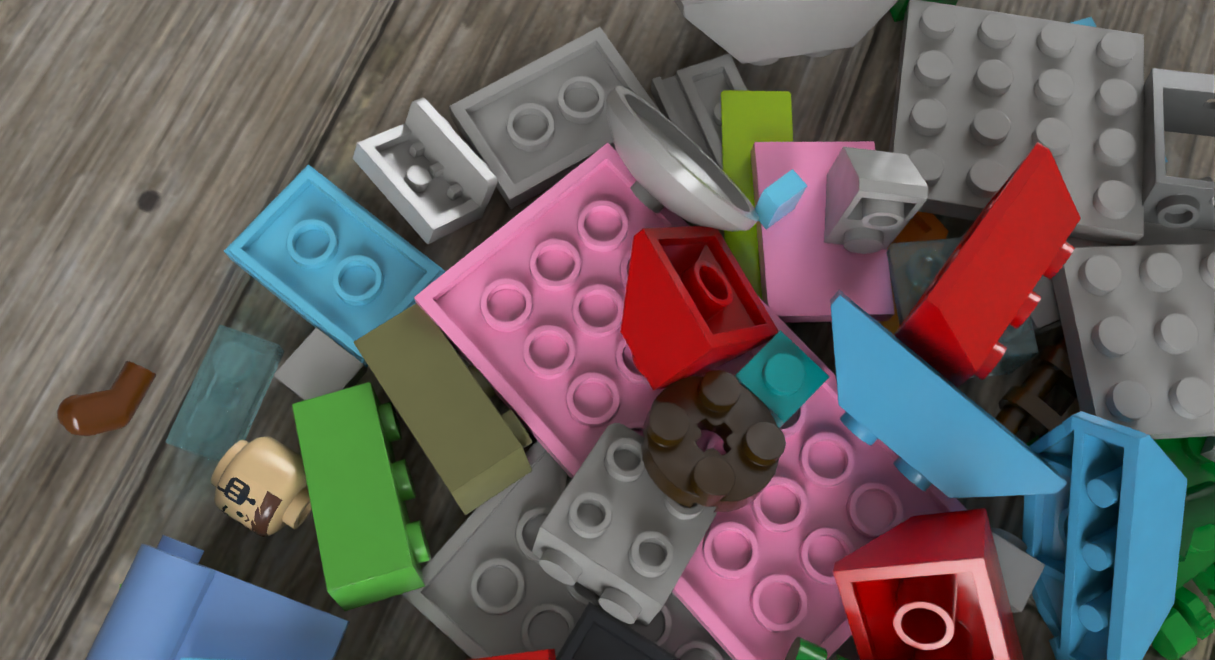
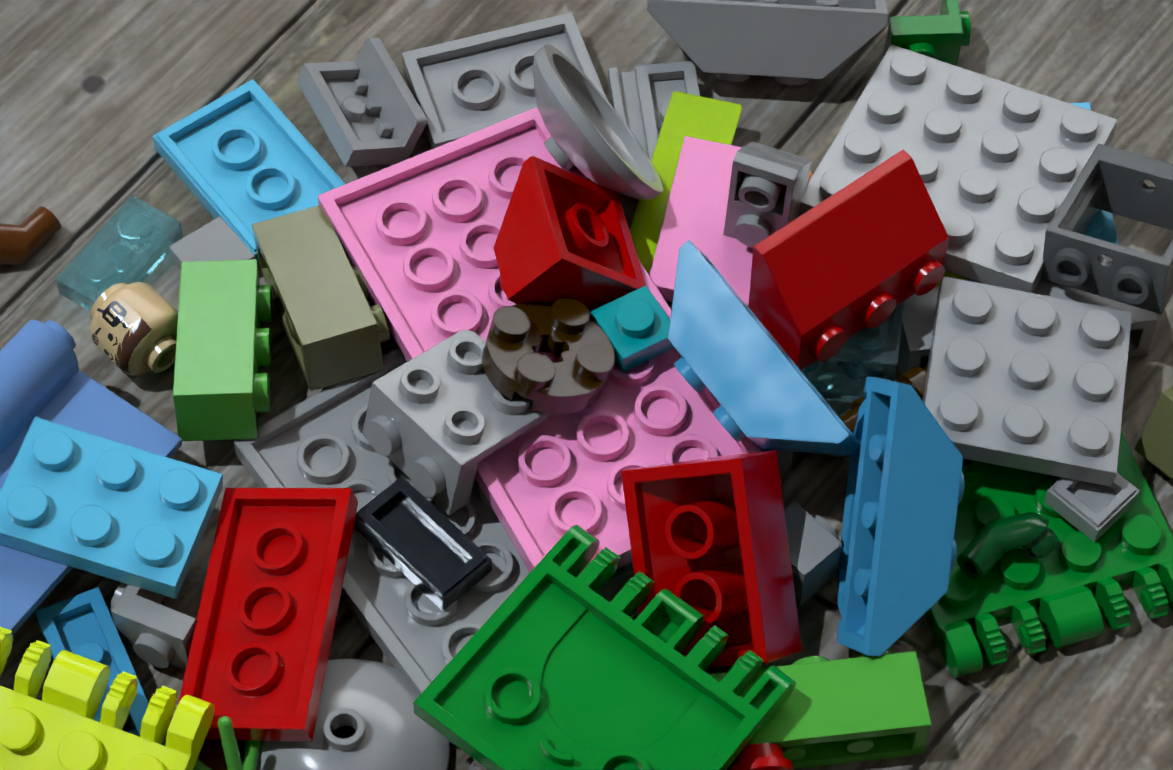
camera: 20 degrees right, 15 degrees down
(780, 198) = (684, 181): medium azure piece -> none

